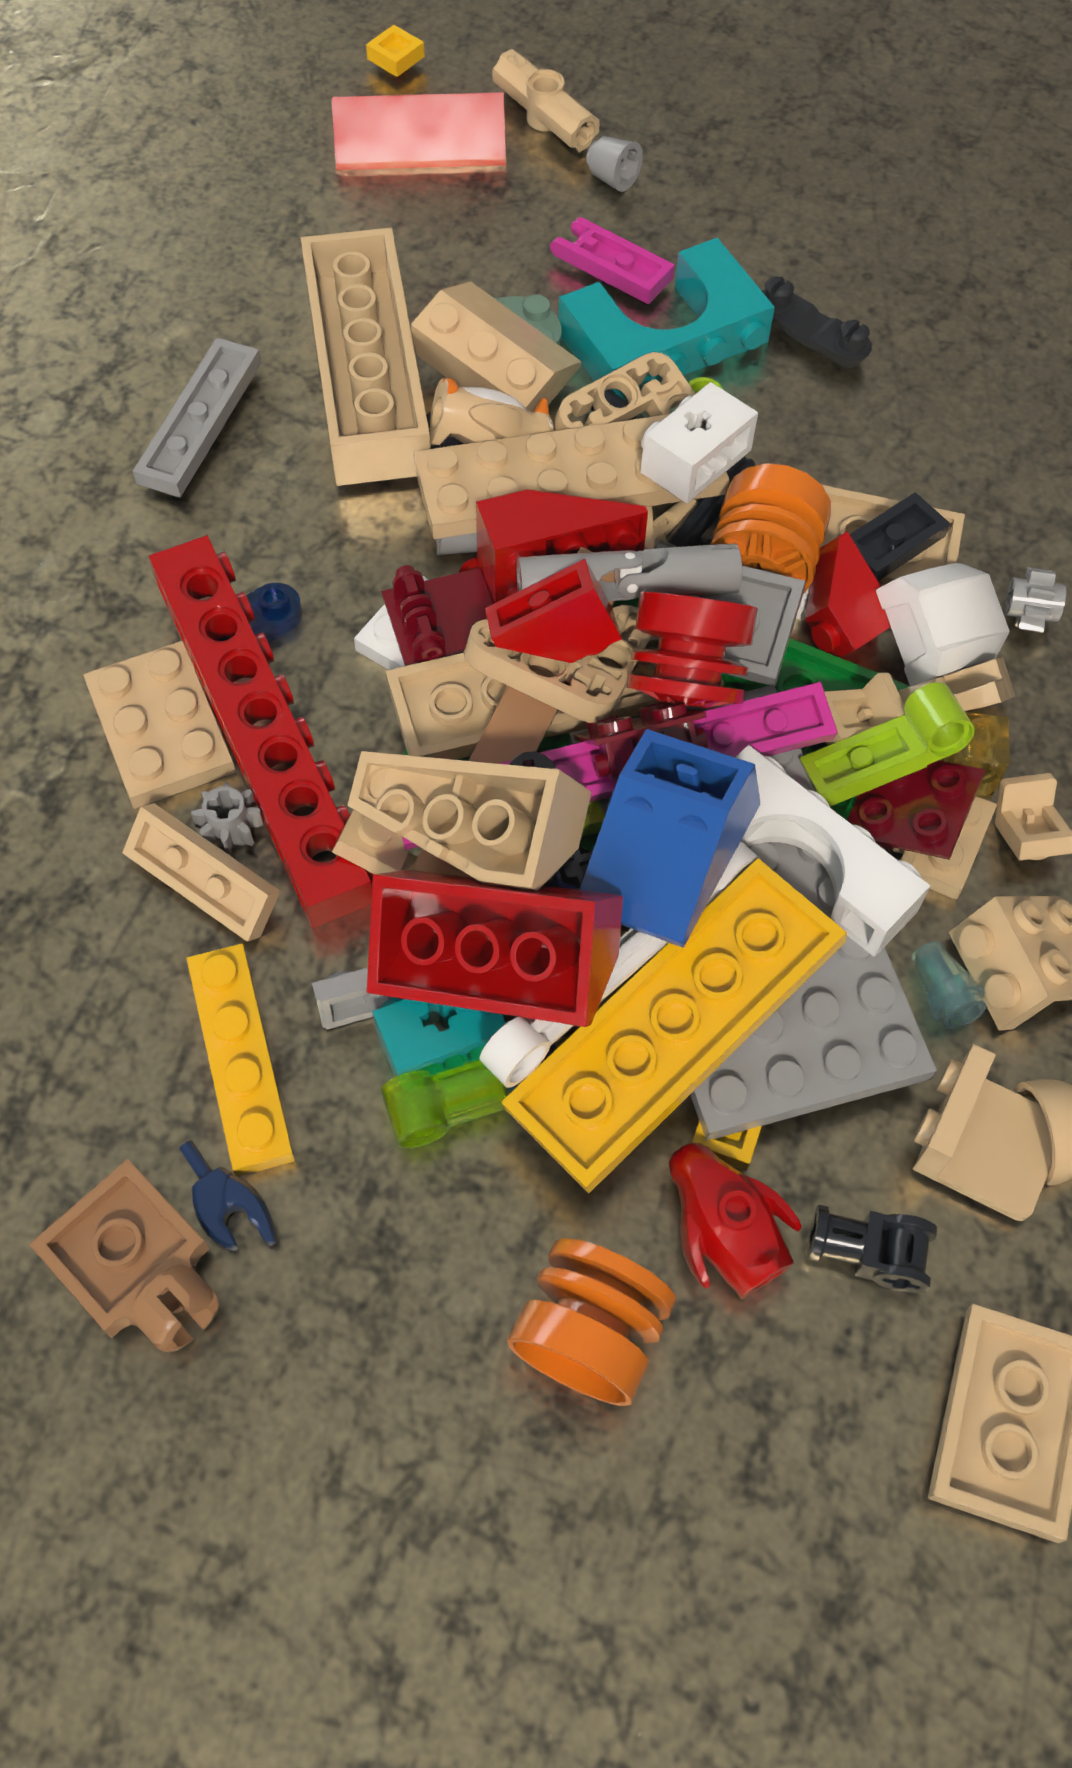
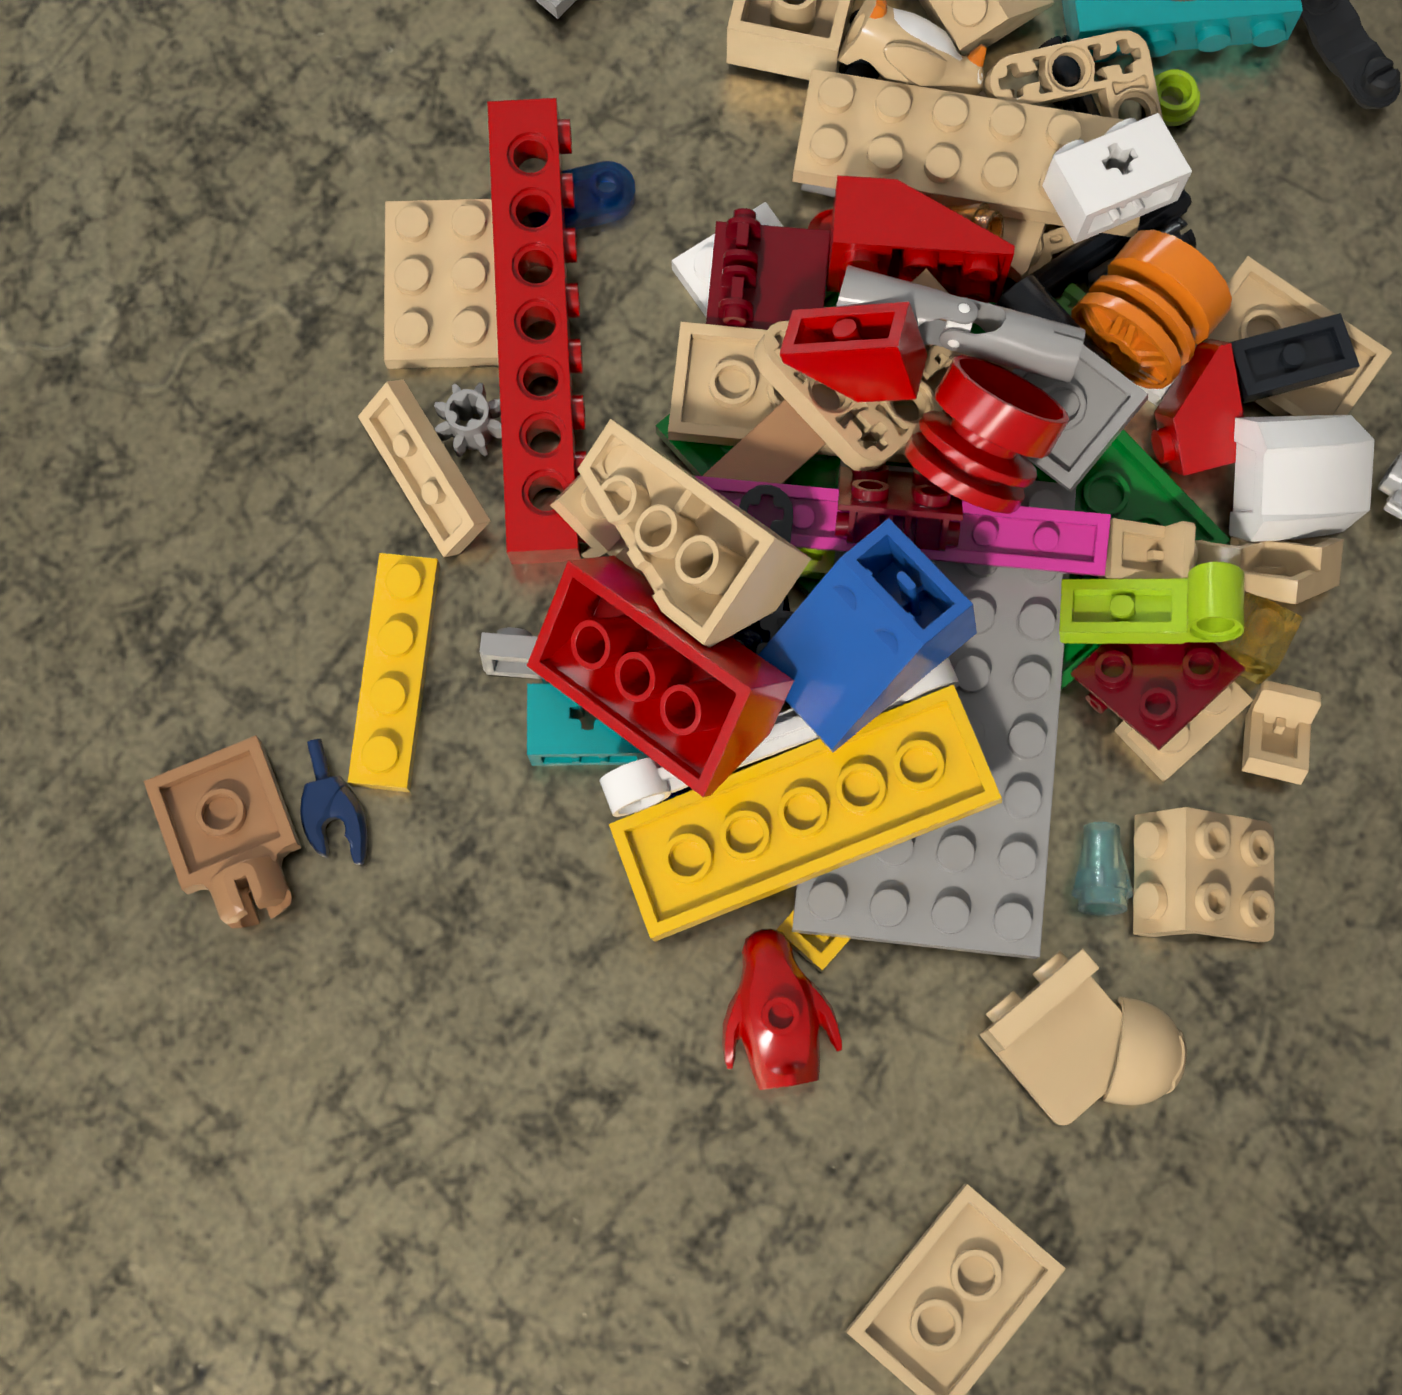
camera: 25 degrees right, 15 degrees up
(427, 1105) = (546, 791): clear neon green piece -> none
(596, 1312) = (608, 1059): orange wheel -> none
(871, 887) = (1057, 758): white arch -> none
(883, 1246) = (907, 1095): black connector -> none

